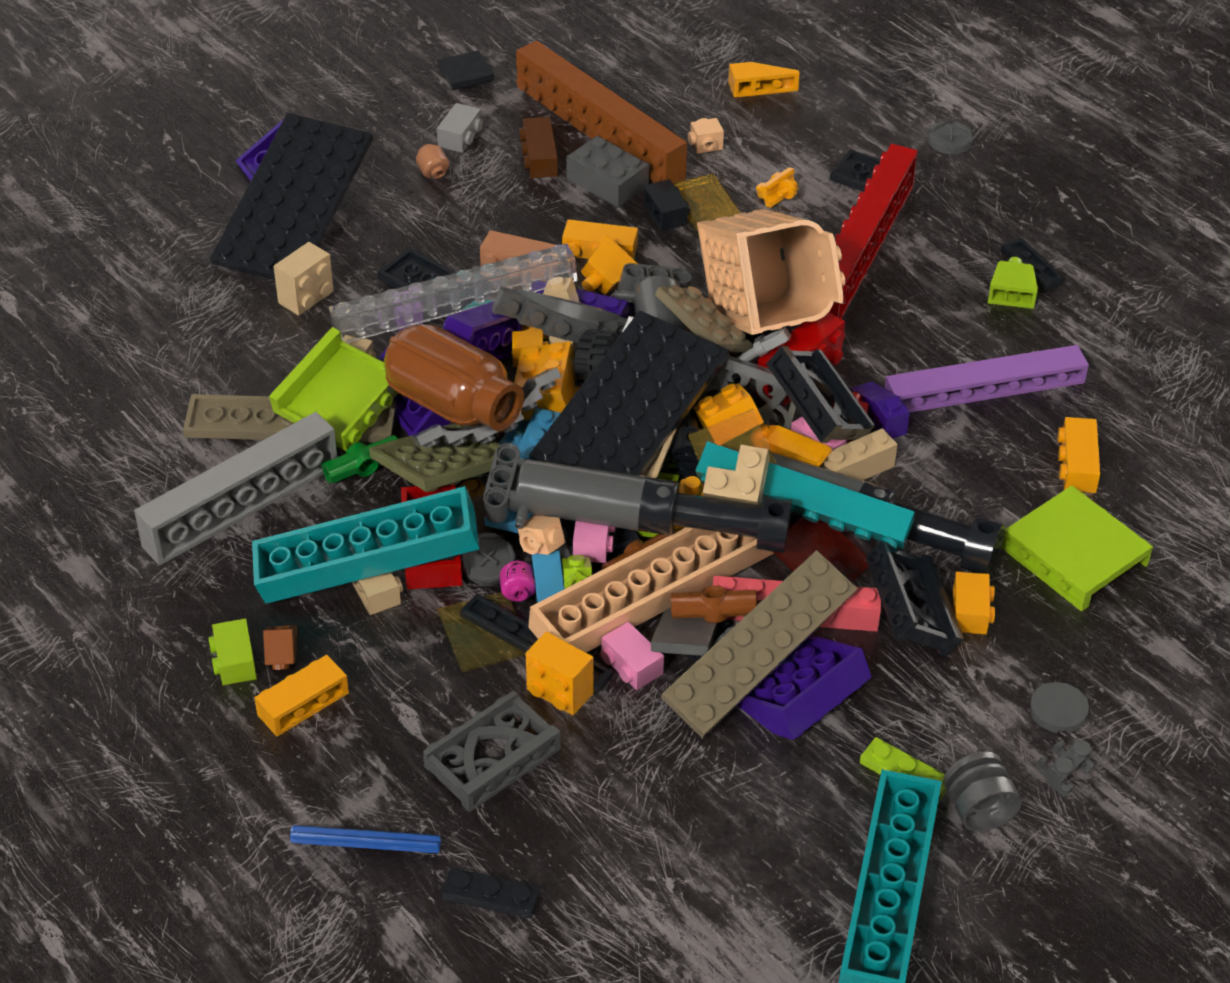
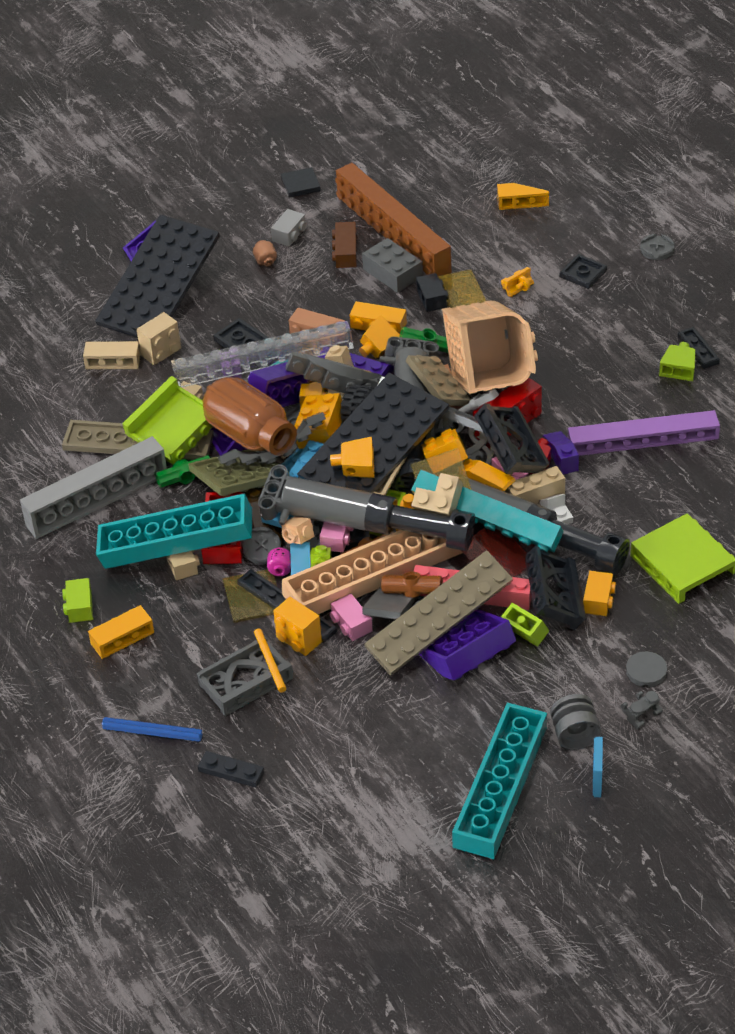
camera: 10 degrees right, 0 degrees up
(239, 303) = (112, 355): none -> tan brick
(280, 646) = (110, 597): dark orange slope -> none
(528, 726) = (270, 660): none -> light orange bar
(613, 430) = (356, 458): none -> light orange torso
(673, 259) = (427, 335): none -> green piece
(706, 135) = (470, 239): light nougat brick -> none
(873, 218) = (576, 316): red brick -> none
(883, 652) = (526, 624): none -> lime brick
(884, 756) = (518, 696): lime plate -> none
(890, 479) = (557, 504): none -> white slope
(1027, 857) = (597, 766): none -> dark azure tile
(1079, 454) = (700, 491): light orange brick -> none

